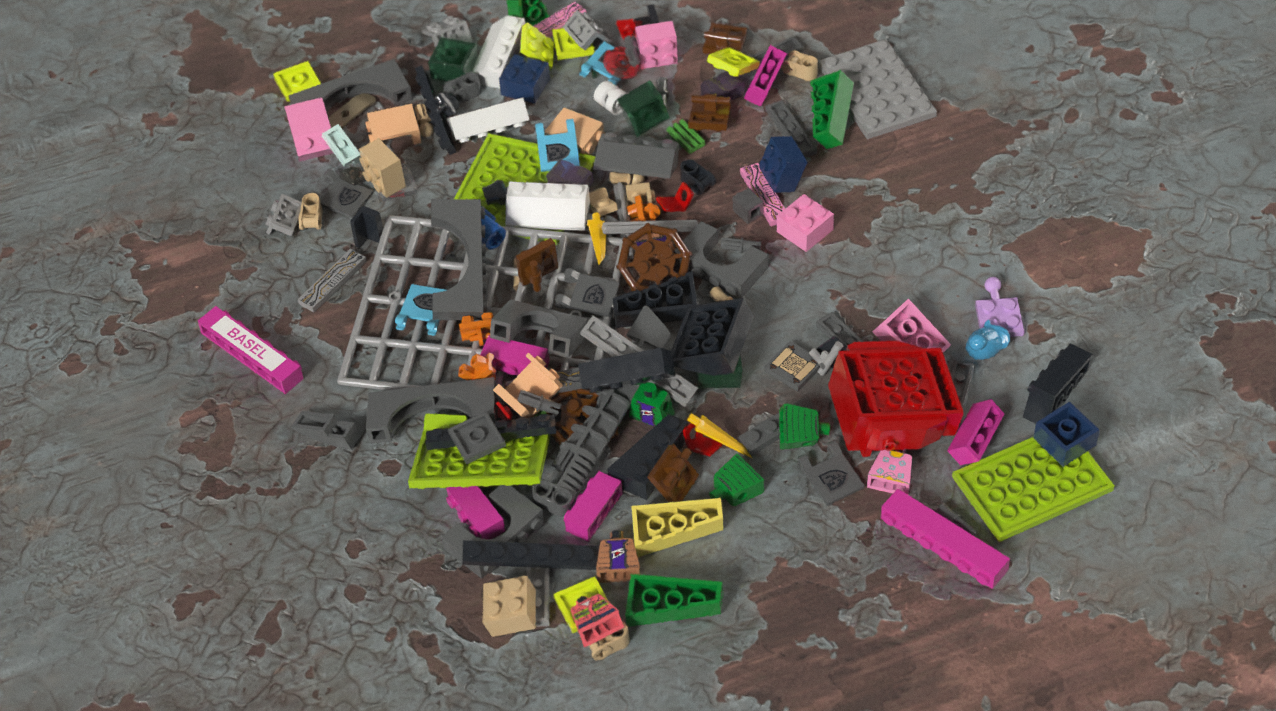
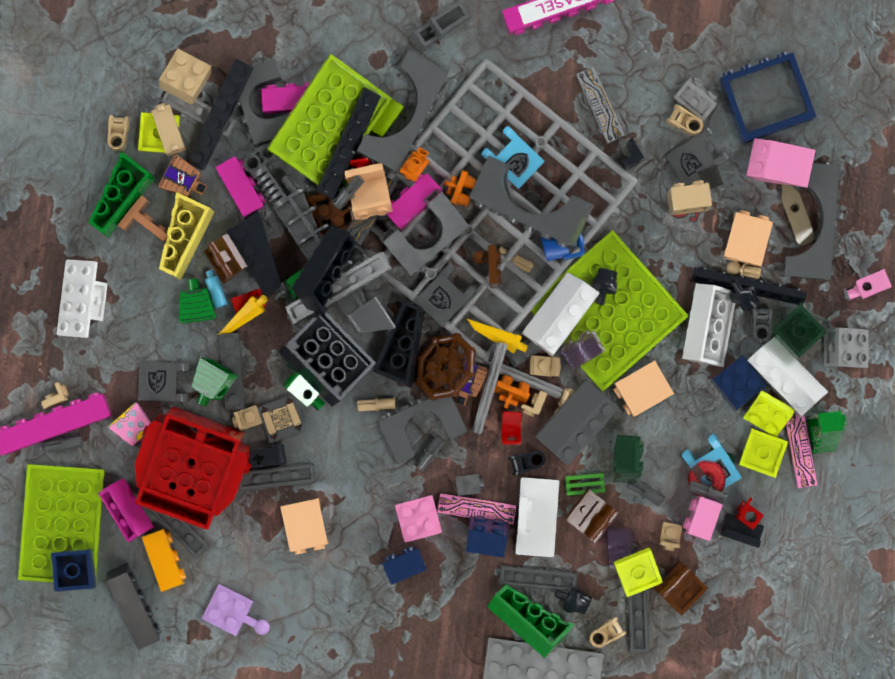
camera: 115 degrees right, 35 degrees up
(296, 79) = (863, 186): neon yellow plate -> none
(296, 170) = (776, 127): none -> dark blue window
(341, 145) = (741, 178): light aqua panel -> none
(380, 35) = (879, 282): none -> bright pink torso
(476, 437) = (340, 125): dark grey tile -> none
(557, 146) = (625, 359): medium azure flag -> none
(576, 583) = (168, 129): none -> tan brick
(585, 30) = (761, 471): light grey bracket -> none
(595, 618) = (130, 126): coral torso -> none
(607, 95) = (666, 444): white wheel -> none
(682, 567) = (144, 219): none -> nougat bracket
(688, 66) = (670, 536): none -> tan bracket
(706, 479) = (215, 290): none -> medium azure cylinder
(735, 152) = (537, 517): none -> white bracket
(754, 348) = (297, 385): none -> torso
(765, 75) = (606, 590): dark pink brick -> none
(788, 92) = (575, 601): none -> black piece
(803, 583) = (81, 299): none -> white bracket
(814, 390) = (247, 418): none -> tan bracket
(826, 359) = (264, 440): light grey hose -> none
(854, 206) = (404, 565): none -> dark blue brick
(875, 296) = (304, 526): none -> light nougat panel
(911, 327) = (249, 526): bright pink slope -> none
(917, 548) = (53, 400): none -> tan bracket
(987, 341) = (207, 580): dark azure hair -> none
(998, 380) = (164, 559): none -> light orange brick

